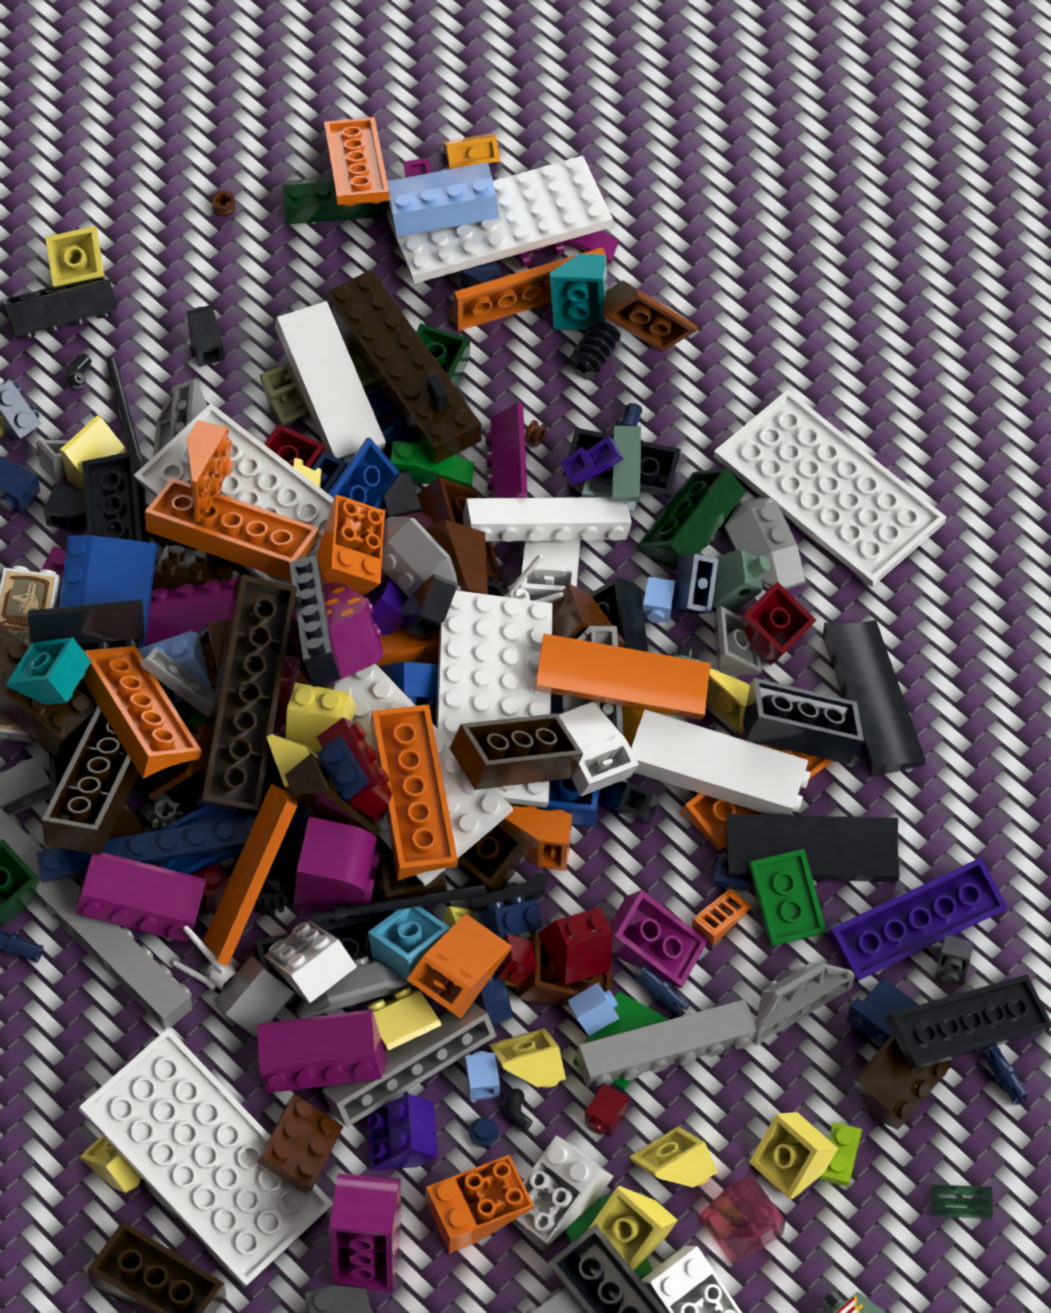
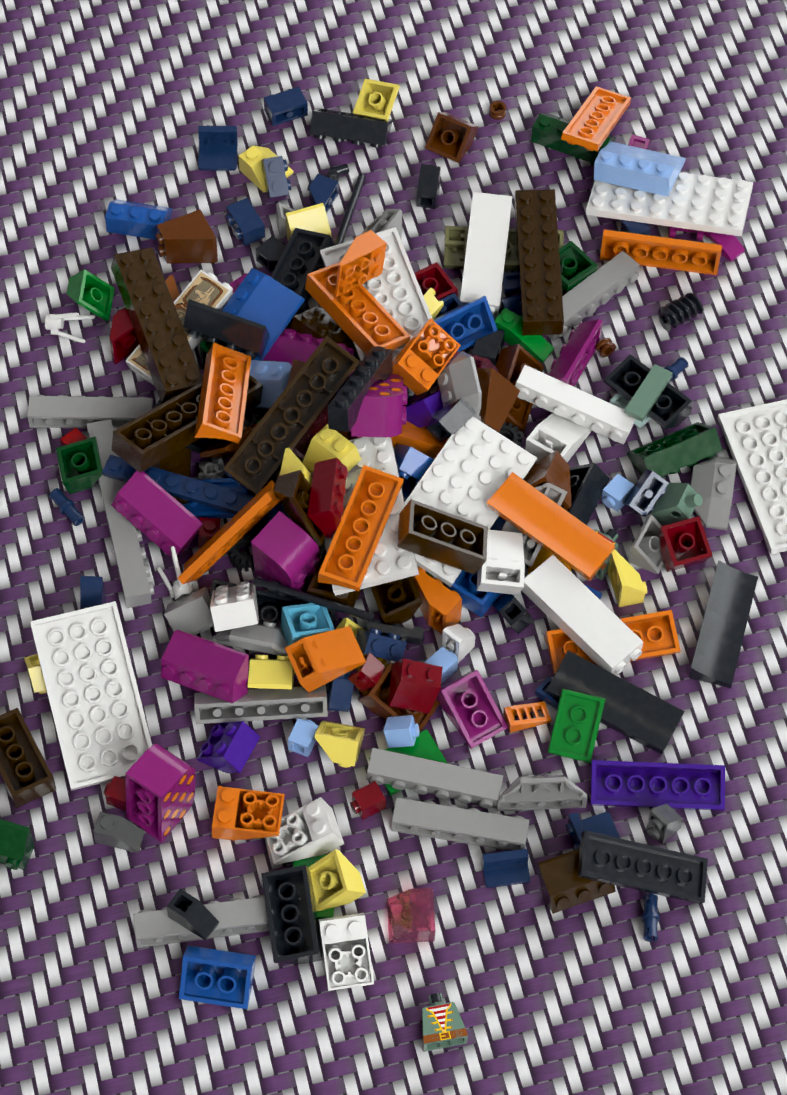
camera: 30 degrees right, 0 degrees up
(50, 671) = (183, 344): teal slope -> none
(76, 402) = (323, 191): none -> dark blue slope
(121, 1037) = (91, 591): none -> dark blue slope
(180, 681) = (261, 385): light grey tile -> none
(190, 262) = (451, 136): none -> reddish brown slope
(300, 1144) = (158, 718): reddish brown plate -> none
(311, 1258) = (116, 793): none -> dark red brick
(343, 768) = (316, 489): dark blue plate -> none
(437, 392) = (544, 286): black tile -> none
(471, 151) = (682, 147): light orange panel -> none
(483, 1132) = (281, 773): dark blue plate -> none
(484, 360) = (597, 290): none -> light grey brick
(512, 1109) = (309, 770): black arm -> none
(520, 593) = (523, 443): white plant -> none
(579, 292) = (690, 268): teal slope -> none
(587, 464) = (621, 380): dark purple slope -> none
(587, 898) = (445, 659): none -> light blue brick
(590, 870) = (458, 640): none -> white slope
(645, 316) = (725, 304): dark orange slope -> none
(662, 992) = (455, 744): dark blue pin -> none
(677, 1158) = (392, 855): light yellow slope -> none
(728, 1082) = (460, 824): none -> light grey brick
(792, 1153) = (471, 891): light yellow slope -> none
(802, 721) = (657, 615): black slope -> none
(815, 1101) = (506, 868): none -> dark blue panel
(846, 1139) = (505, 910): lime plate -> none
(958, 1212) = (562, 990): clear green tile -> none

